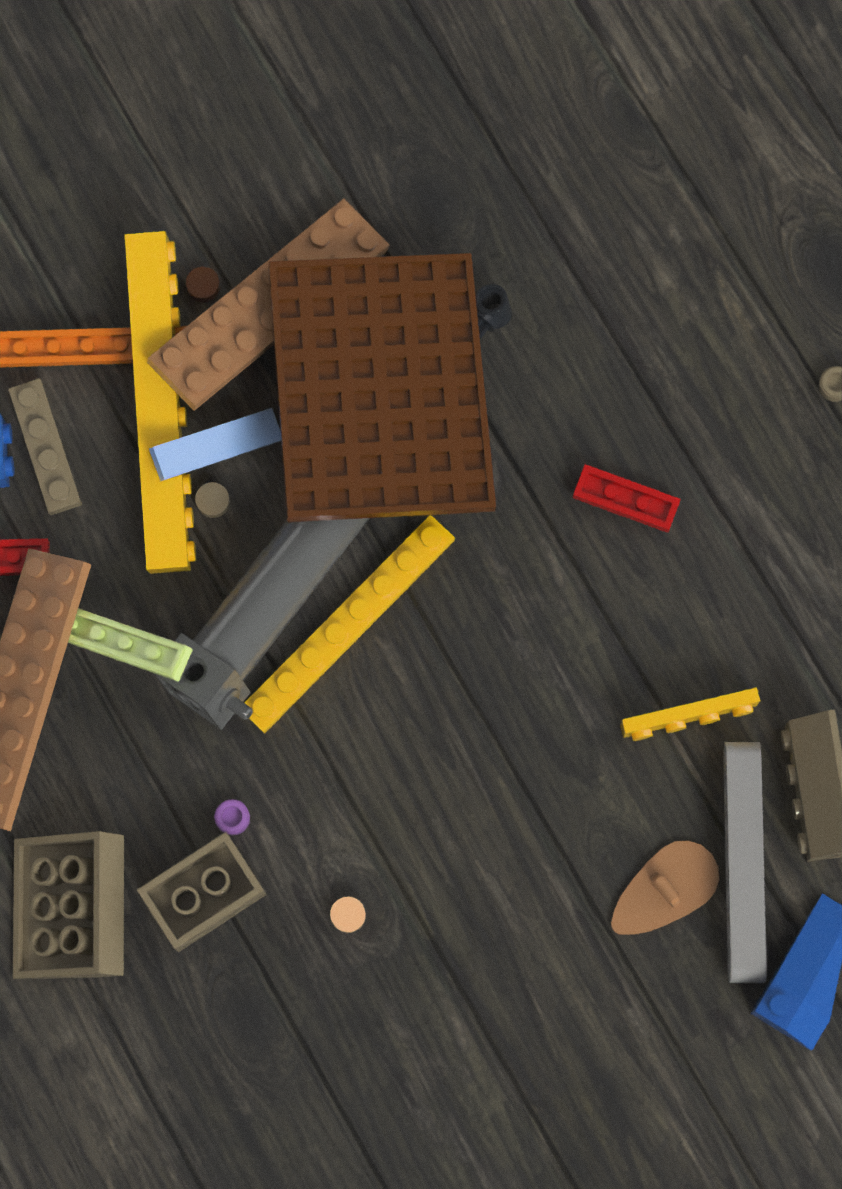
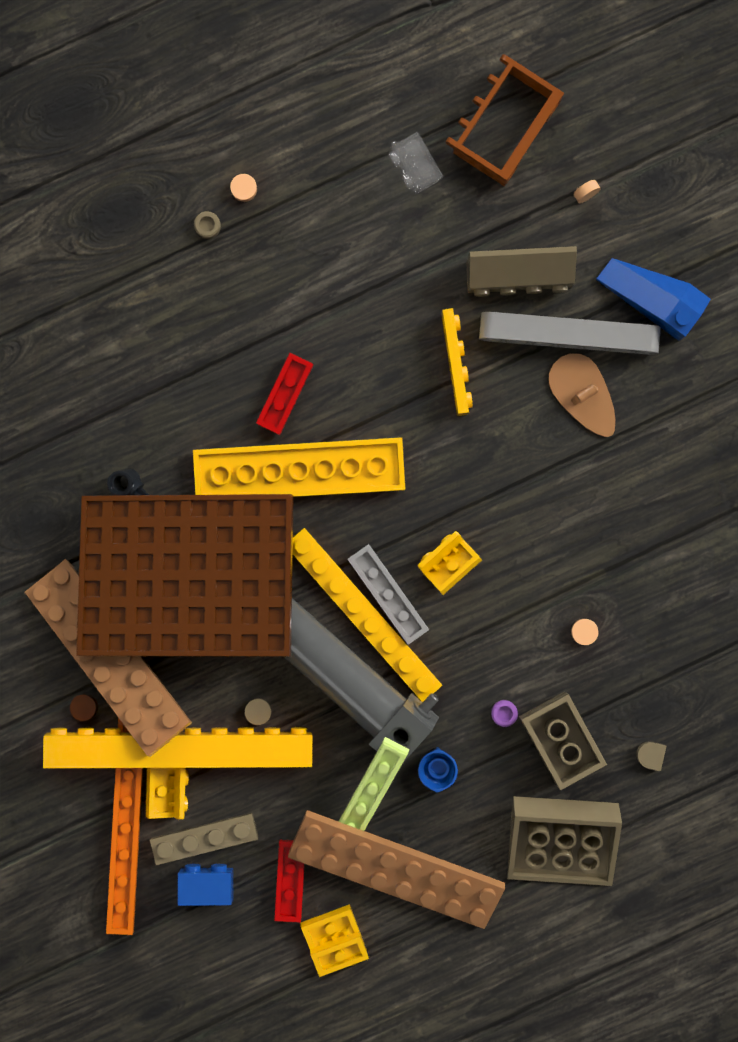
camera: 85 degrees left, 10 degrees up
(102, 392) = (166, 793): none -> yellow bracket
(151, 733) = (437, 770): none -> blue hat
(189, 1017) = (651, 755): none -> dark tan tile
(215, 444) = (217, 707): light blue tile -> none
(377, 652) = (388, 594): none -> light grey plate
(425, 726) = (449, 562): none -> yellow bracket
(531, 530) = (302, 468): none -> yellow plate

